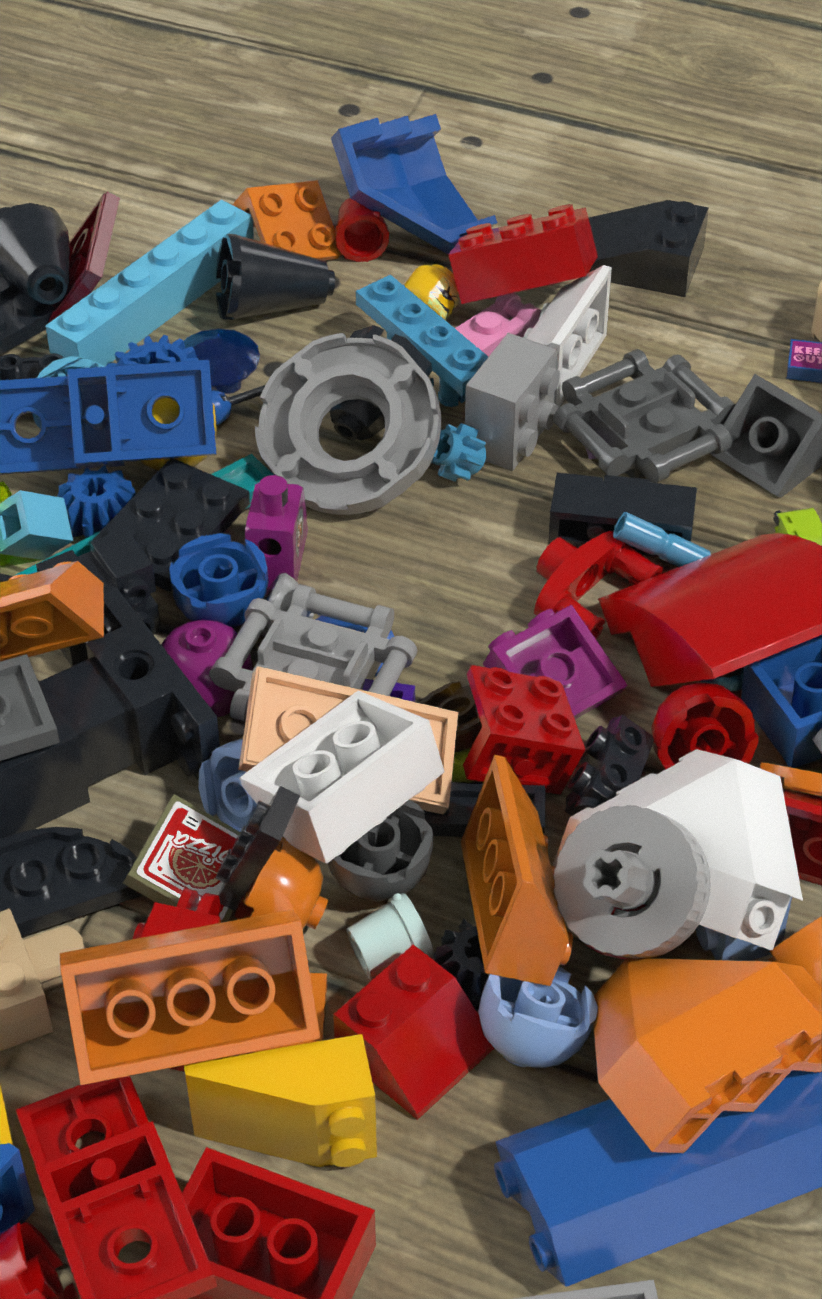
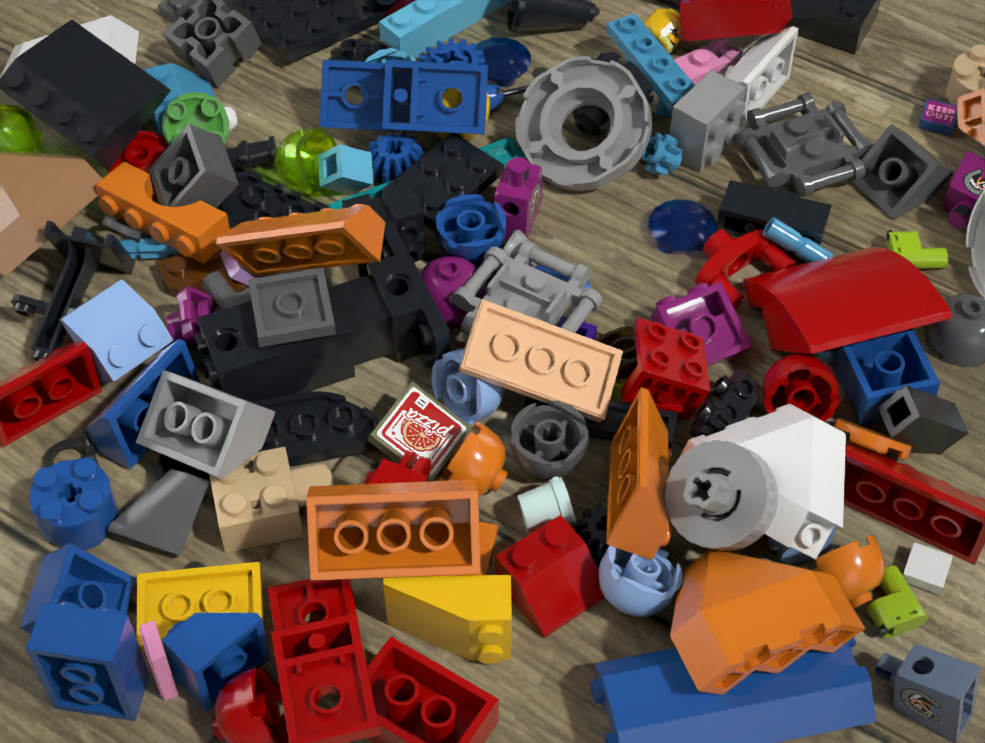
camera: 10 degrees right, 5 degrees up
(254, 846) = (459, 428): black plate -> none
(348, 772) = (532, 386): white slope -> none
(501, 542) = (681, 226): none -> clear blue dish

